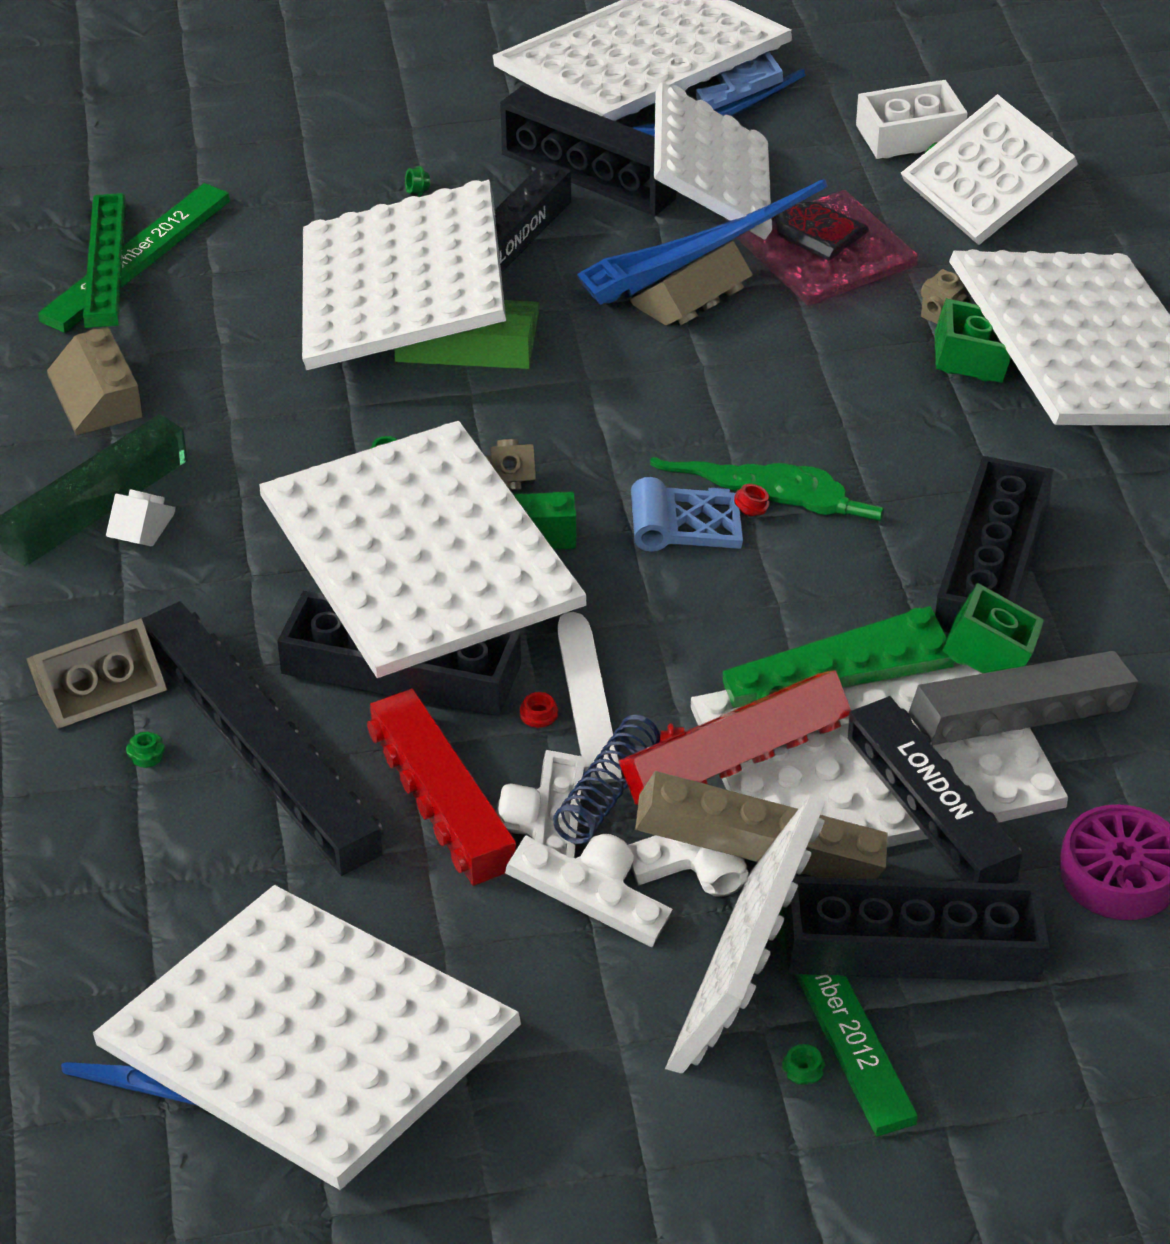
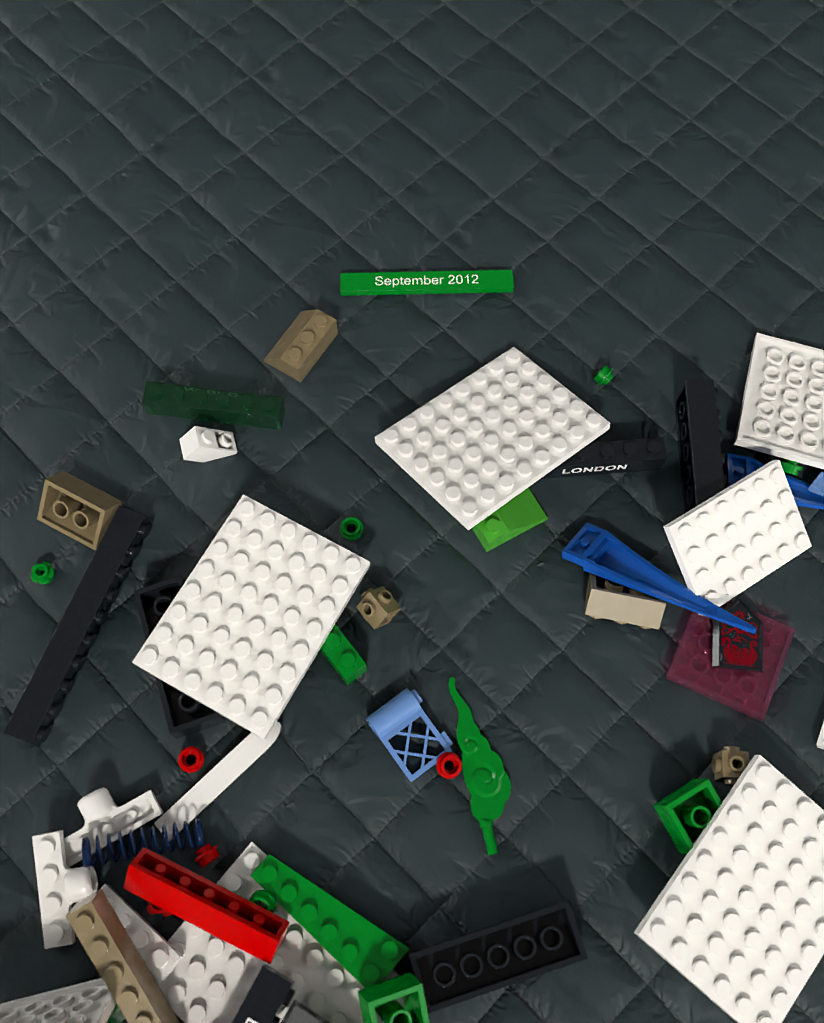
camera: 55 degrees right, 25 degrees up
(105, 261) = (398, 274): green tile -> none
(441, 786) = (94, 749): red brick -> none

